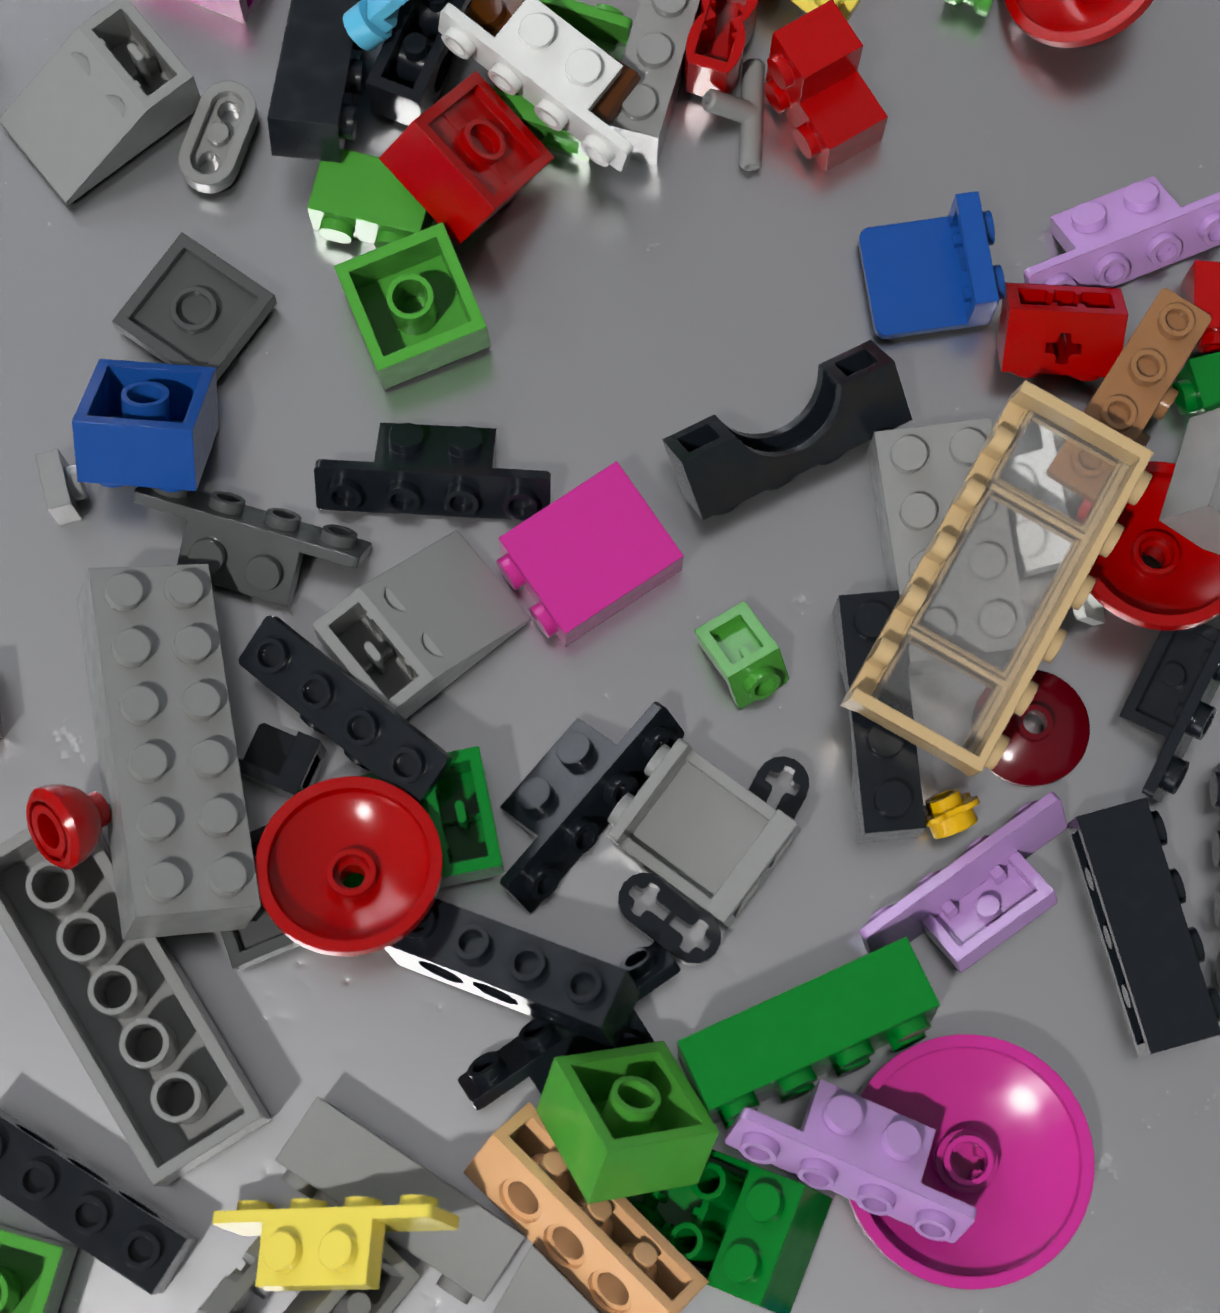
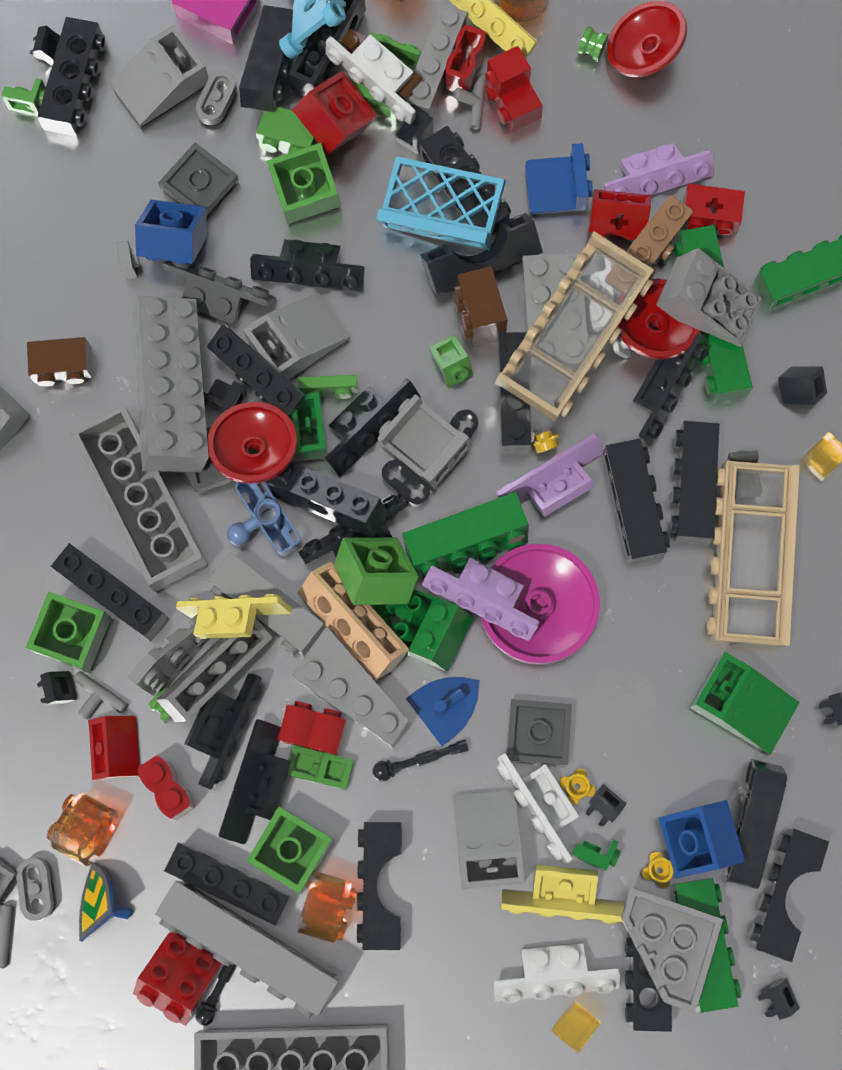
camera: 10 degrees right, 0 degrees up
(66, 823) = (119, 413): red brick -> none
(413, 1037) = (274, 530): none -> medium blue piece
(520, 725) = (339, 386): none -> bright green plate
(588, 555) = (380, 308): dark pink brick -> none
(633, 190) = (418, 130): none -> black panel
(692, 380) = (435, 227): none -> medium azure fence
(700, 206) = (446, 145): none -> black brick
(796, 542) = (480, 306): none -> reddish brown brick
(1056, 751) = (597, 417): dark red dish -> none

